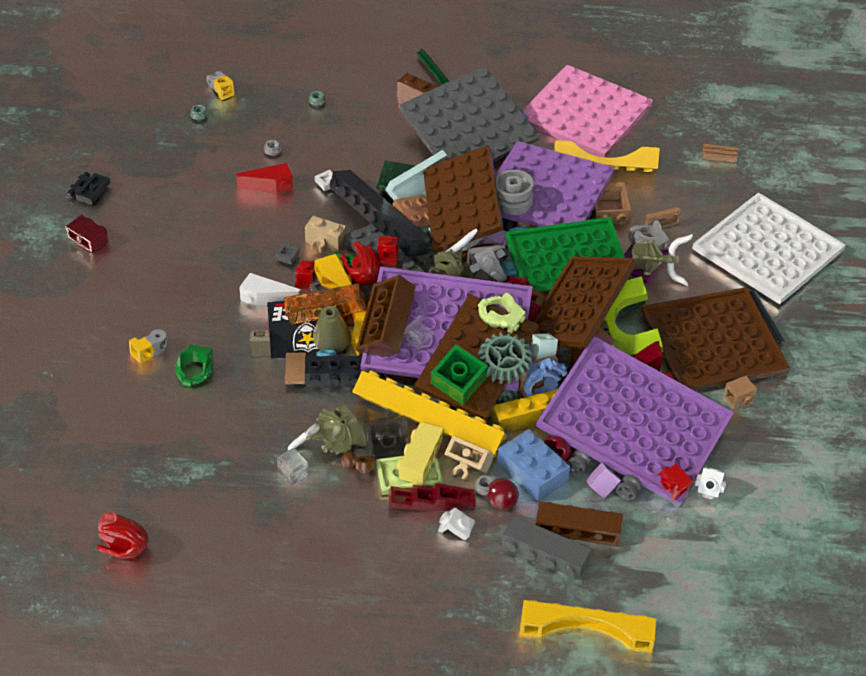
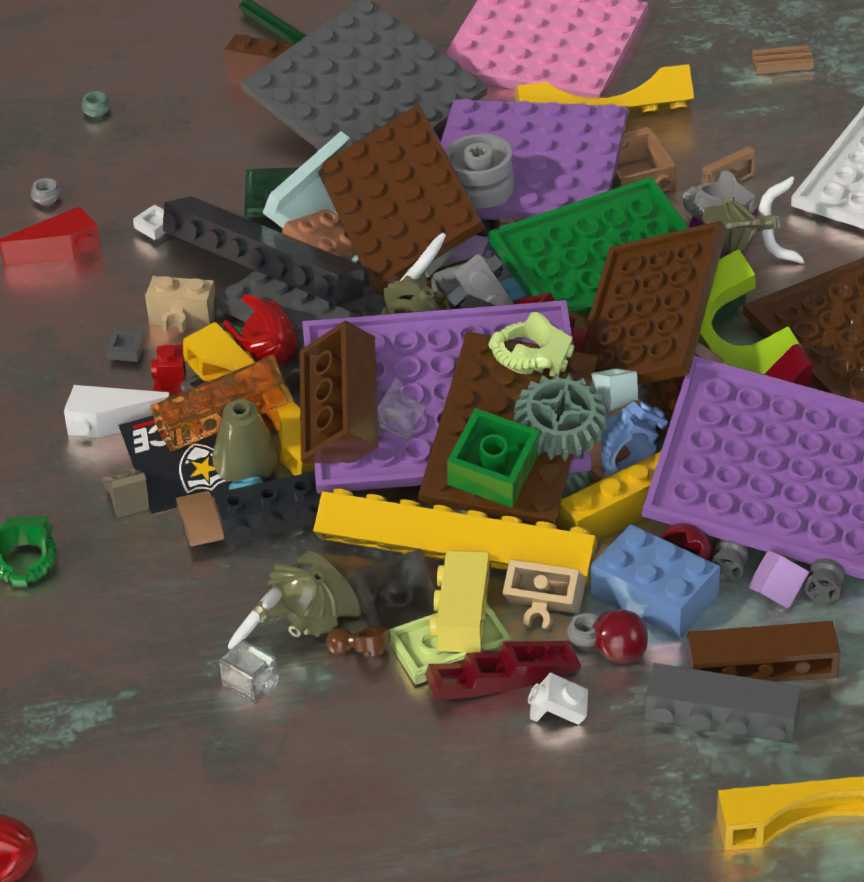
camera: 10 degrees left, 5 degrees down
(388, 250) = (301, 298): red brick -> none

